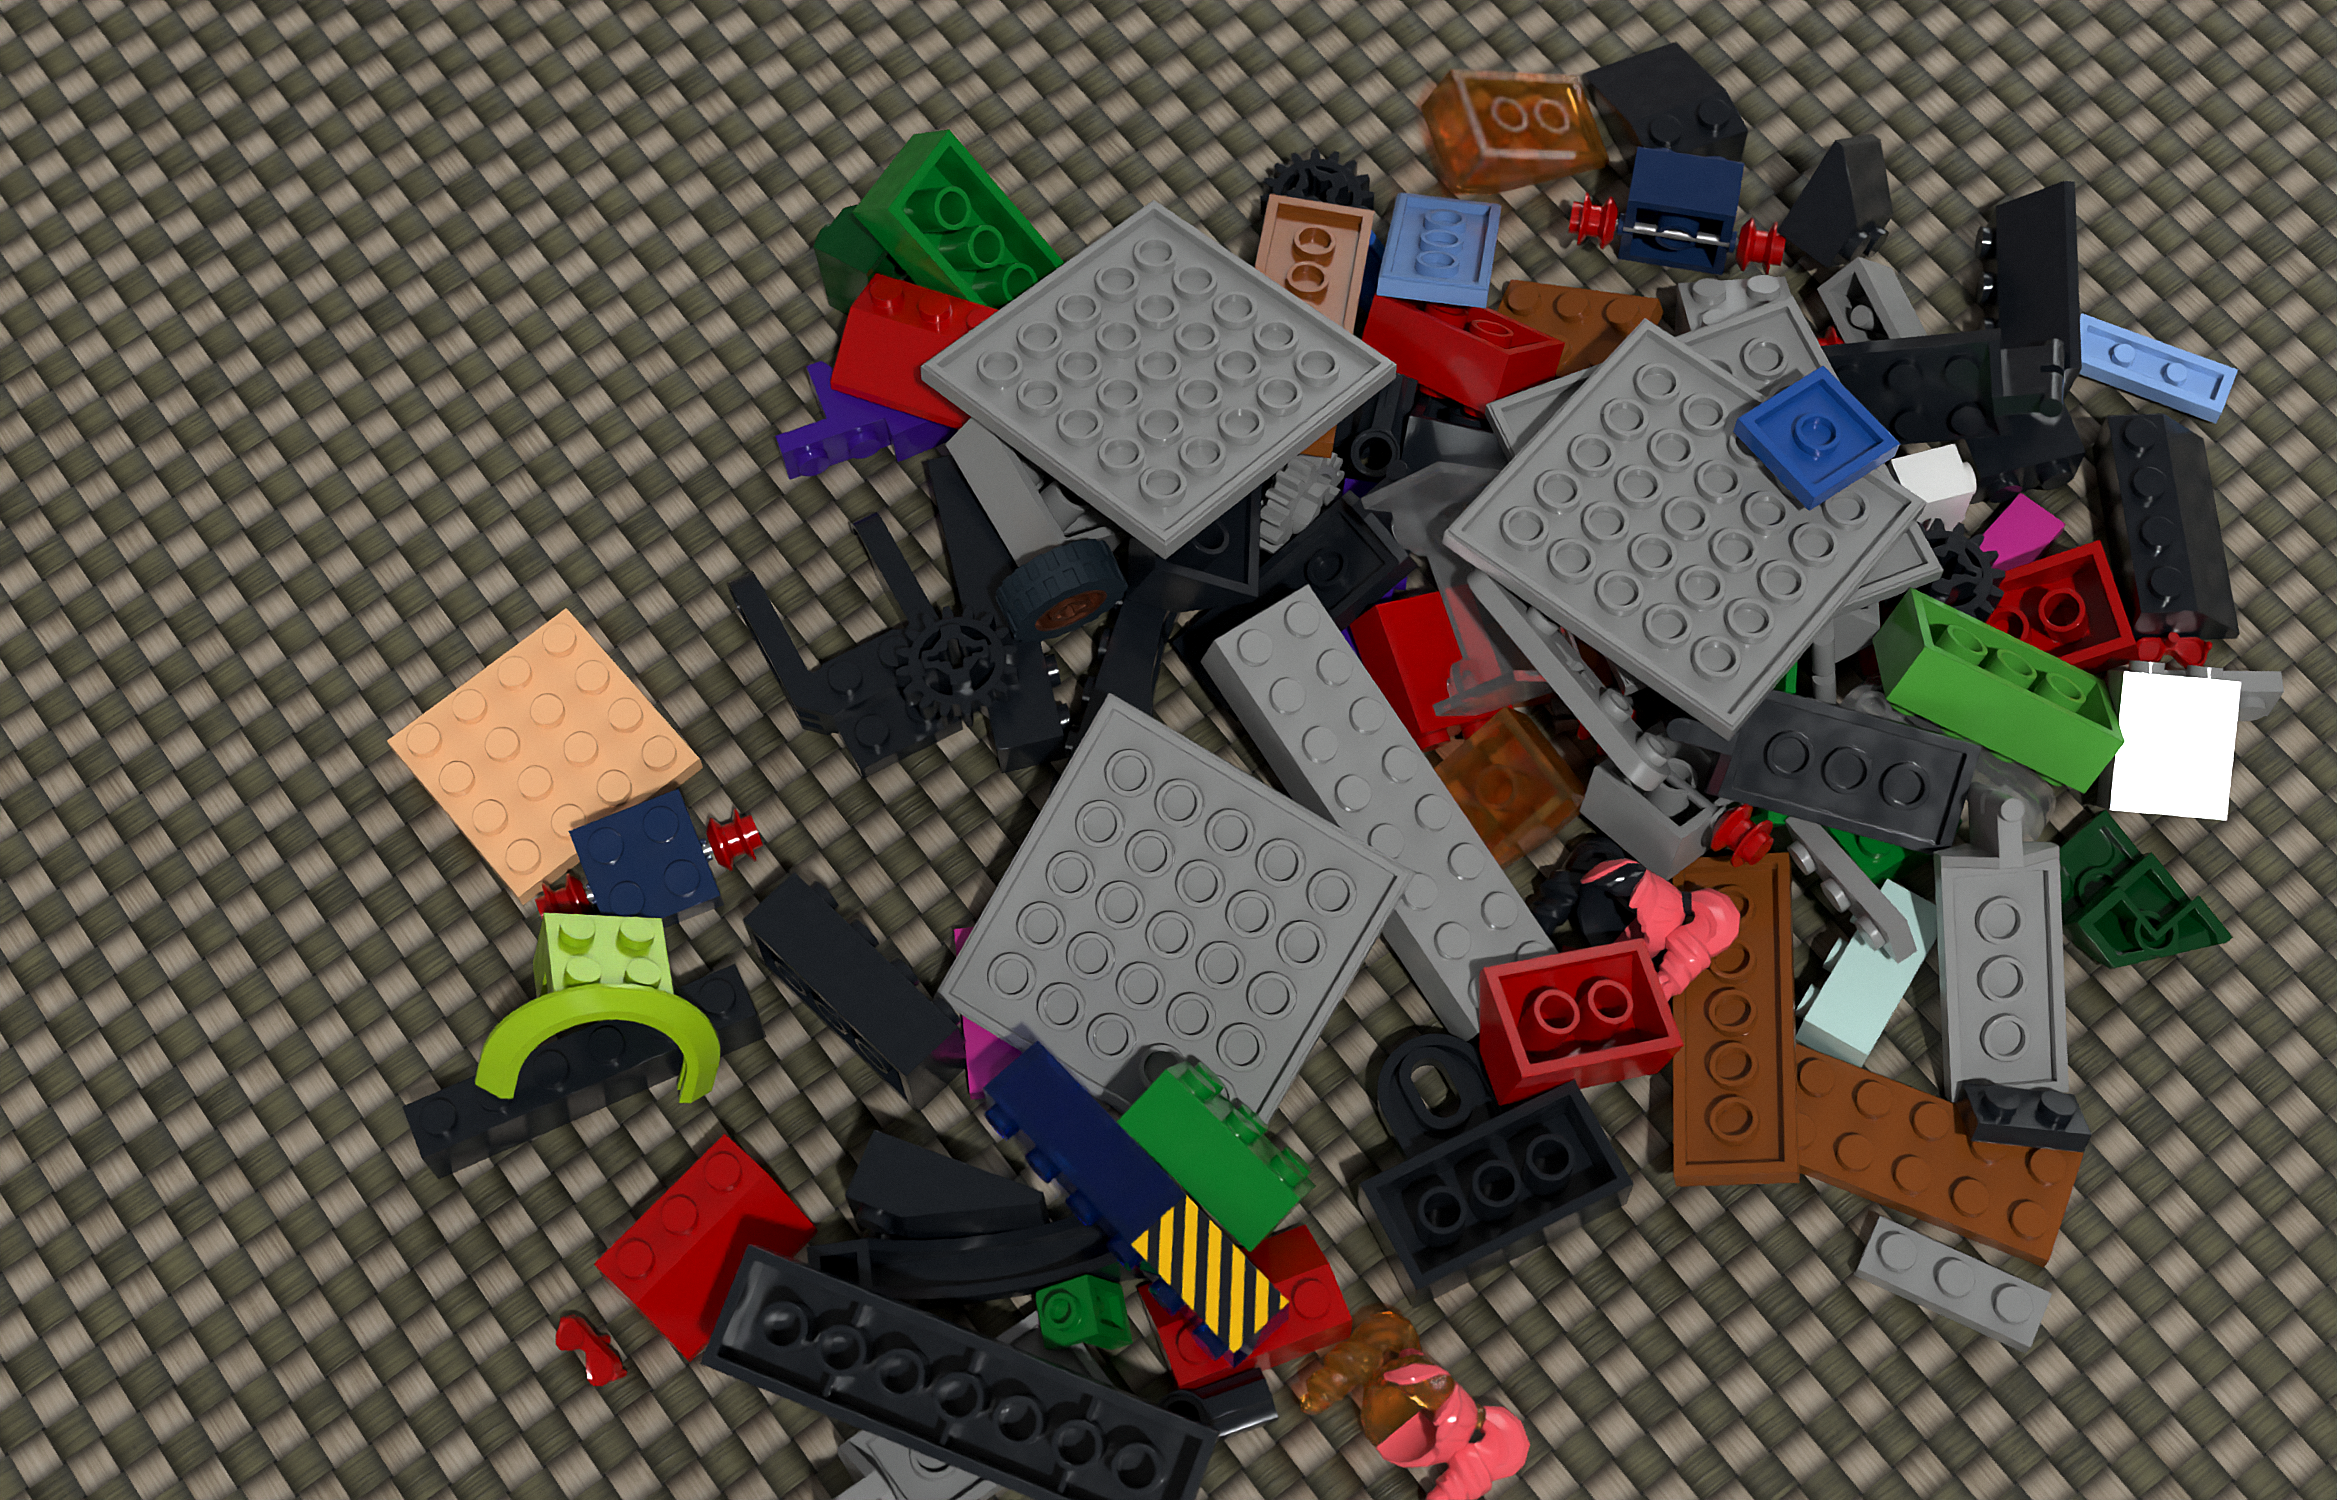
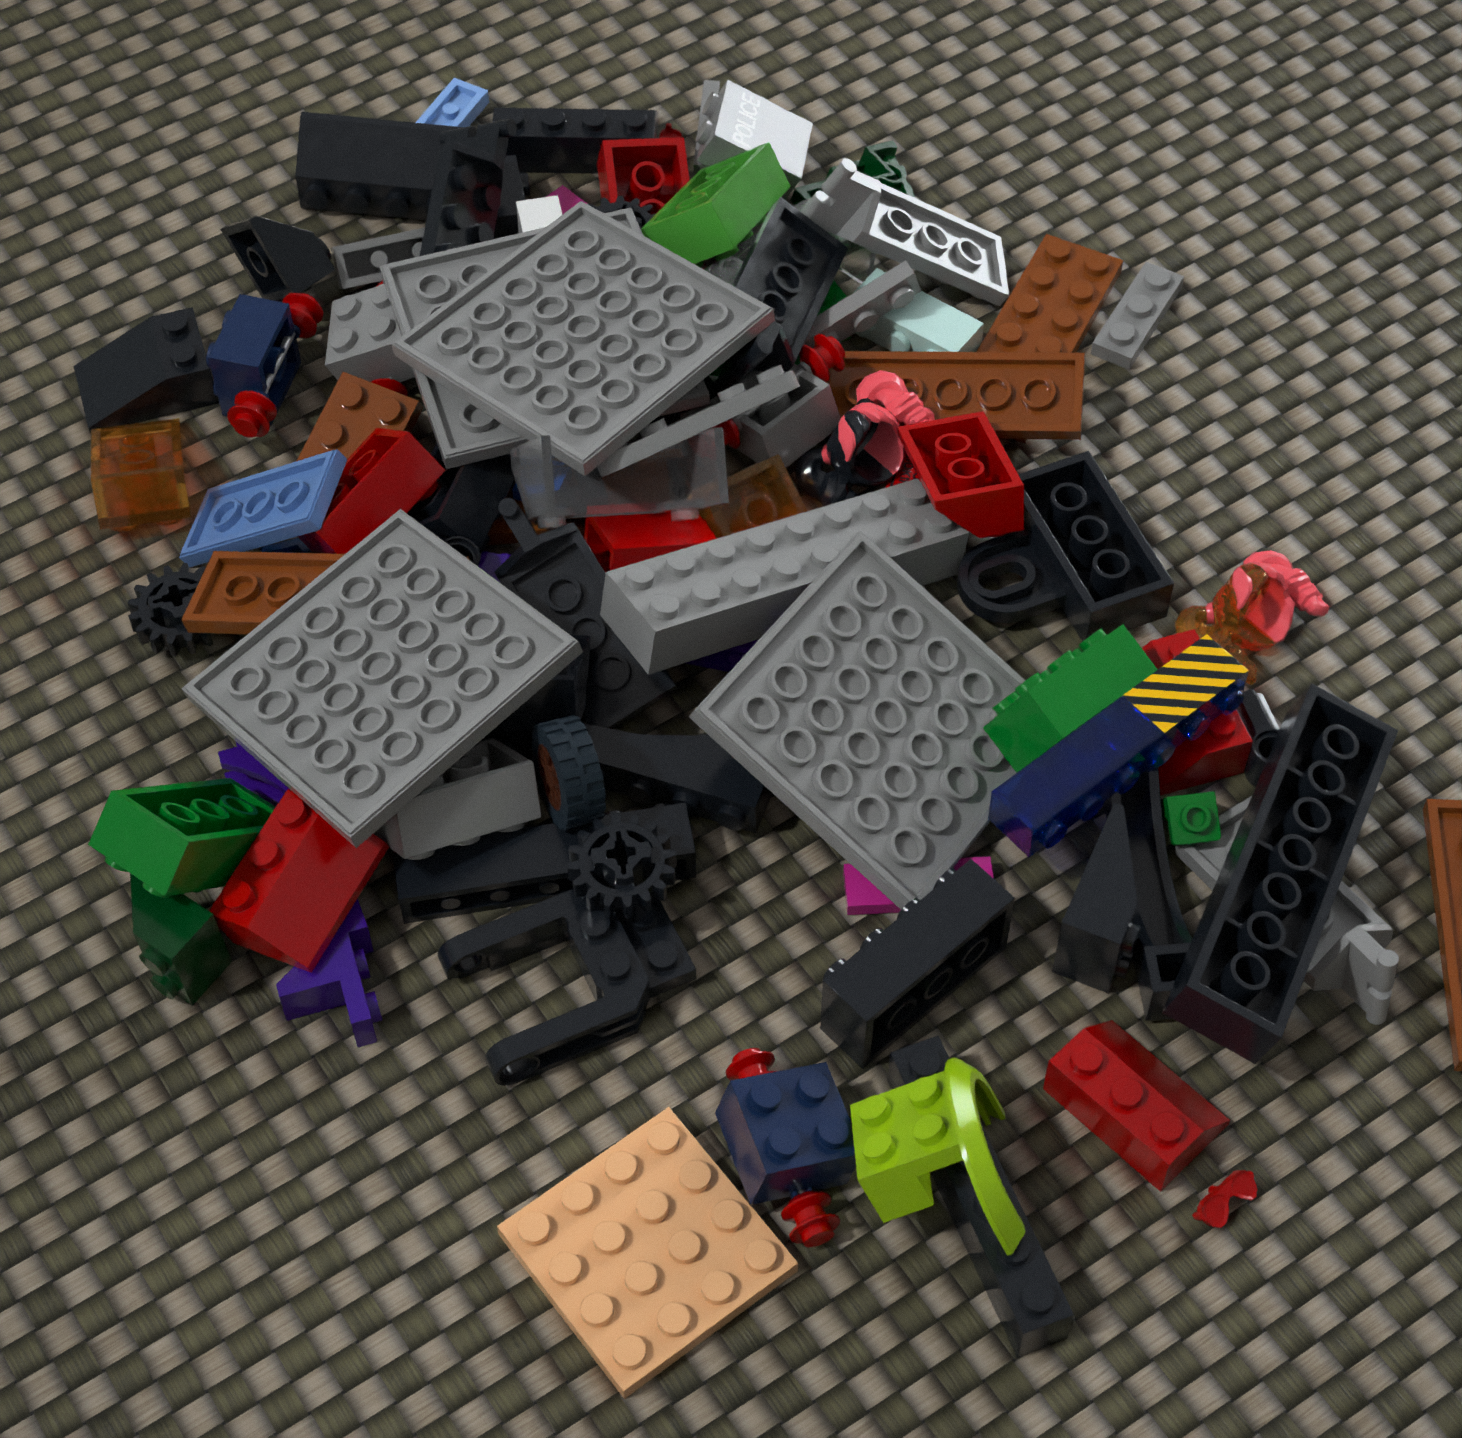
camera: 90 degrees left, 10 degrees down
(1816, 437) = (527, 243): blue plate -> none
(2022, 1117) = (1024, 255): black plate -> none

